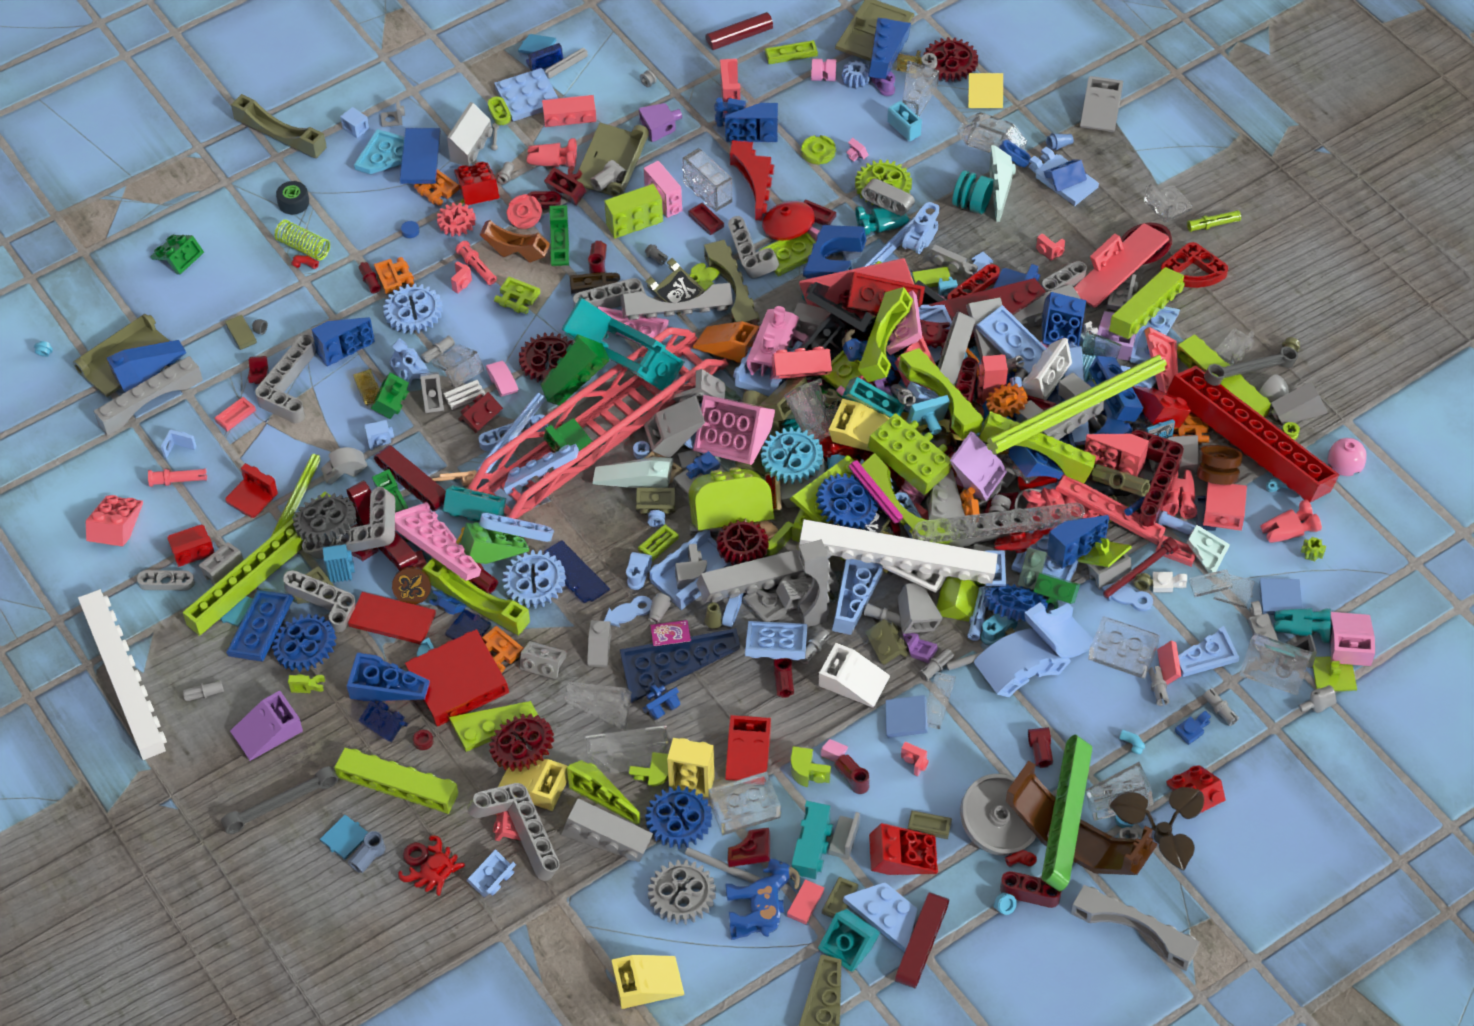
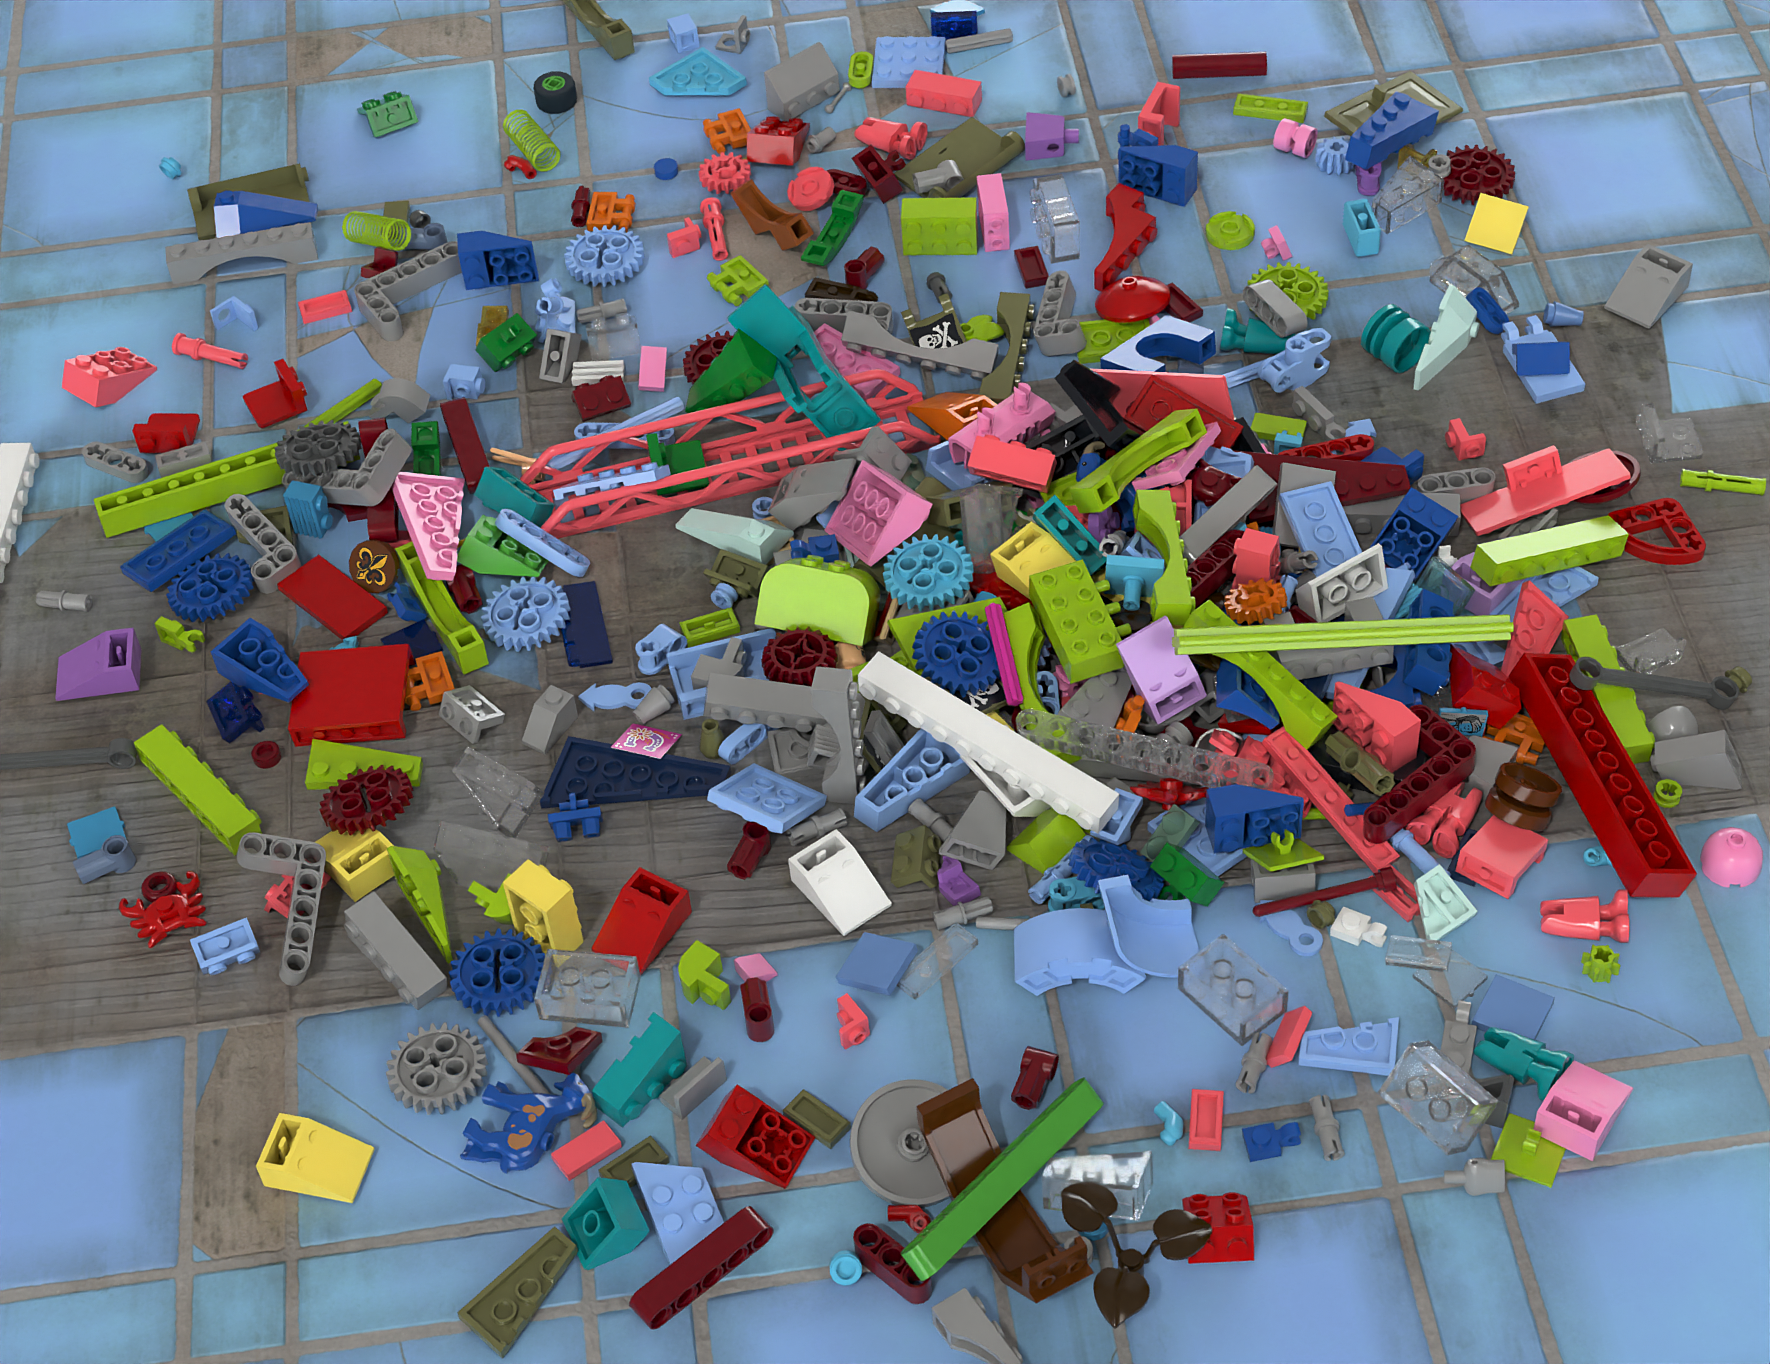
camera: 30 degrees right, 5 degrees down
(241, 343) = (368, 221): none -> lime piece
(279, 338) = (425, 238): none -> sand blue piece
(420, 156) = (728, 89): blue tile -> none
(1151, 730) = (1206, 1120): none -> coral tile

